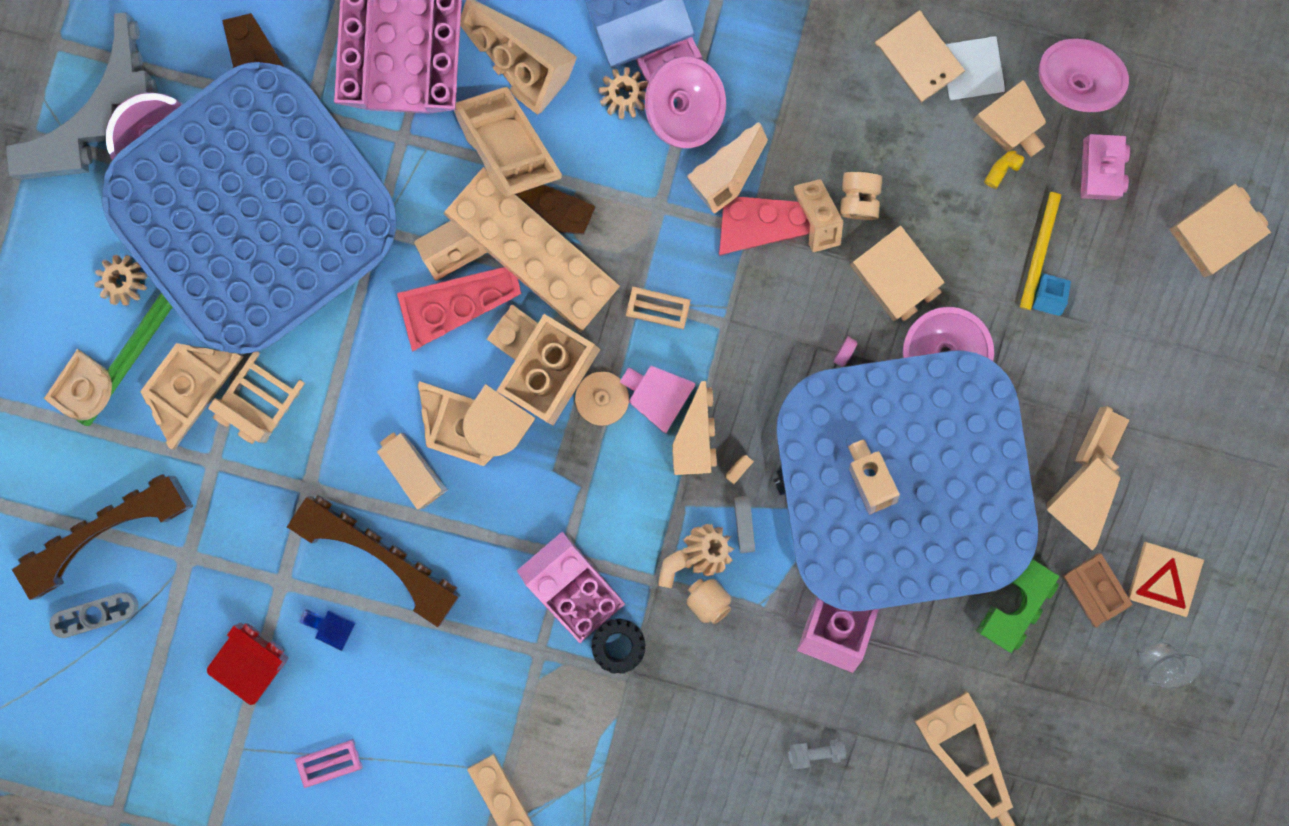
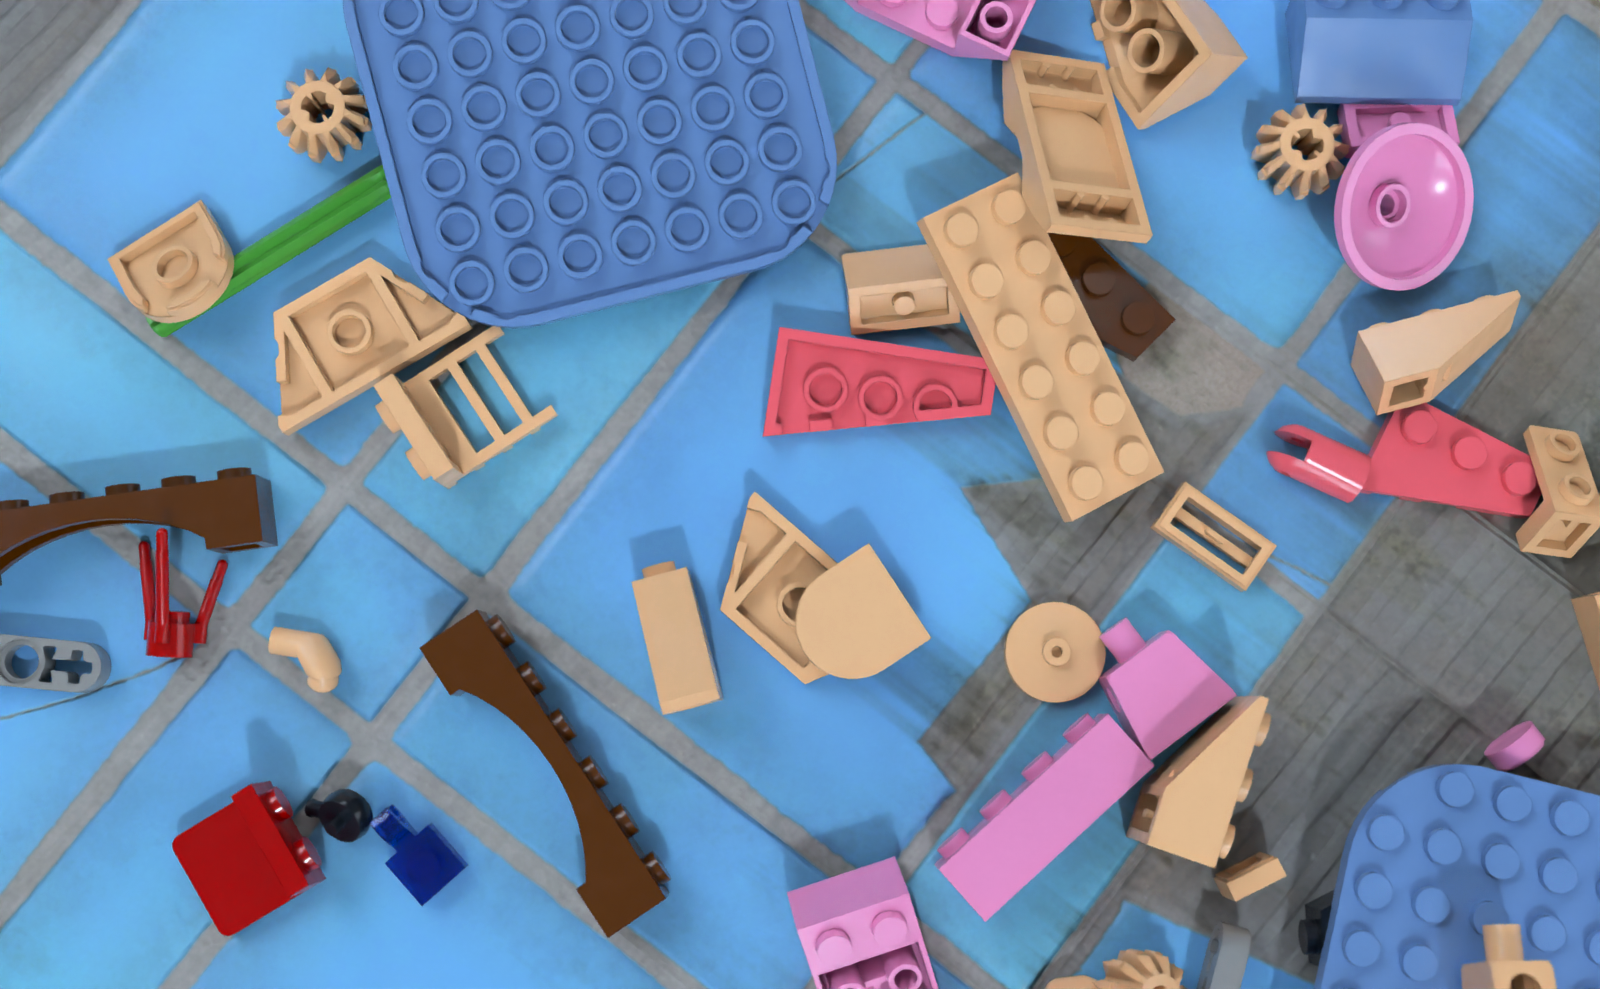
camera: 20 degrees right, 5 degrees down
(158, 570) = (165, 630): none -> red plant
(235, 551) = (313, 653): none -> light nougat arm
(283, 623) = (342, 814): none -> black piece
(512, 332) = (960, 495): light nougat plate -> none
(548, 369) = (987, 563): light nougat slope -> none
(625, 481) = (1043, 814): none -> bright pink brick
(697, 248) = (1327, 464): none -> coral piece

